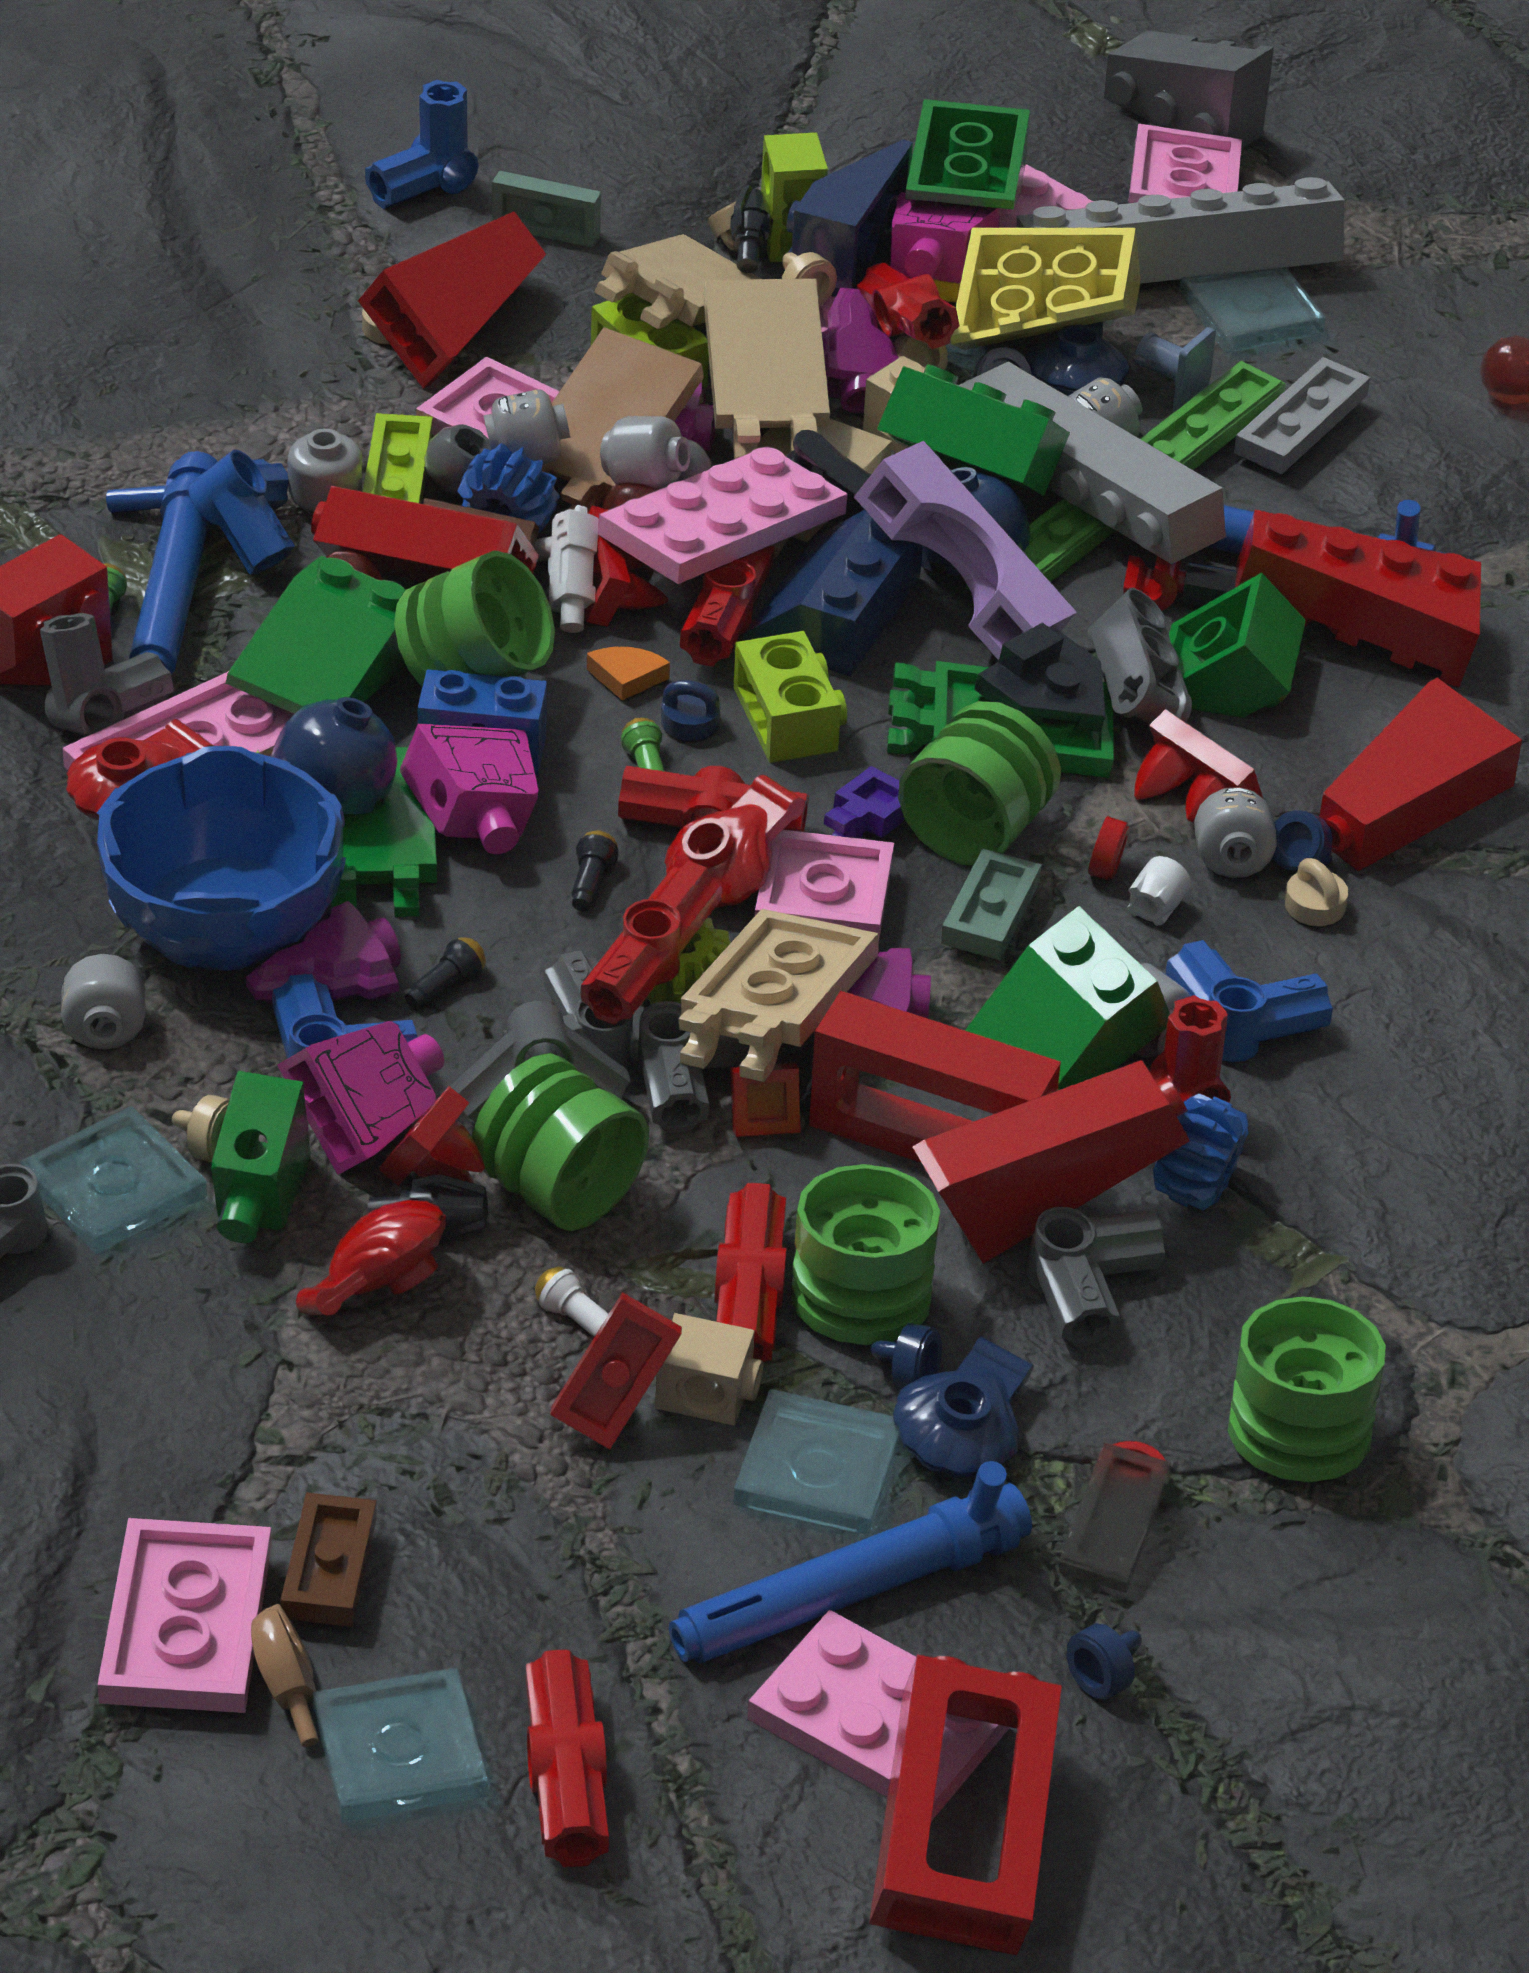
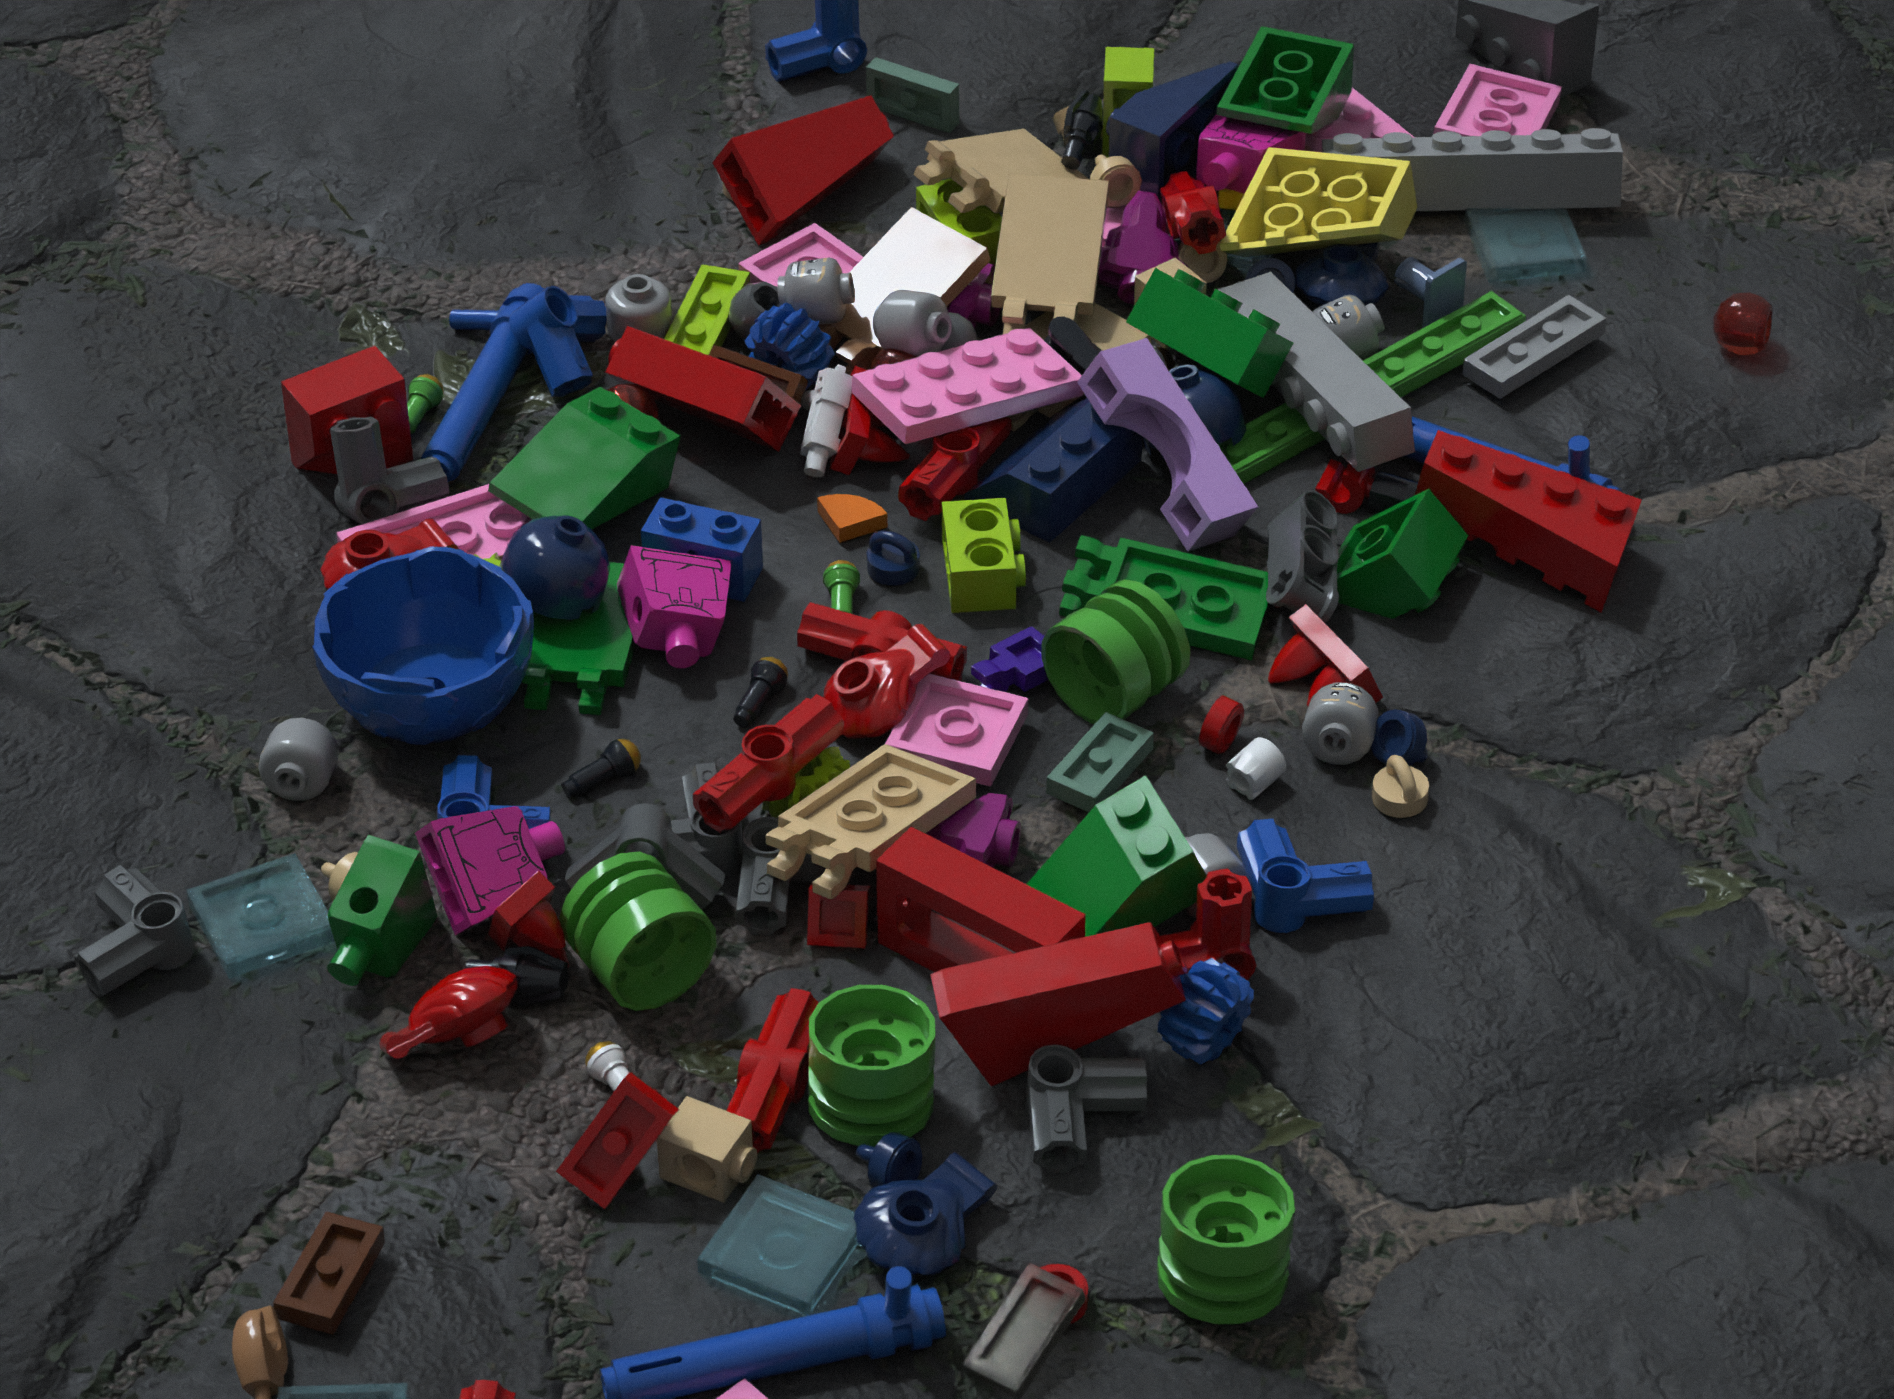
camera: 15 degrees right, 0 degrees up
(184, 1615) = (187, 1302): bright pink plate -> none
(339, 952) = (512, 742): magenta rock -> none
(476, 620) = (714, 458): bright green wheel -> none
(1047, 678) = (1210, 564): black plate -> none
(1418, 775) = (1525, 690): red slope -> none

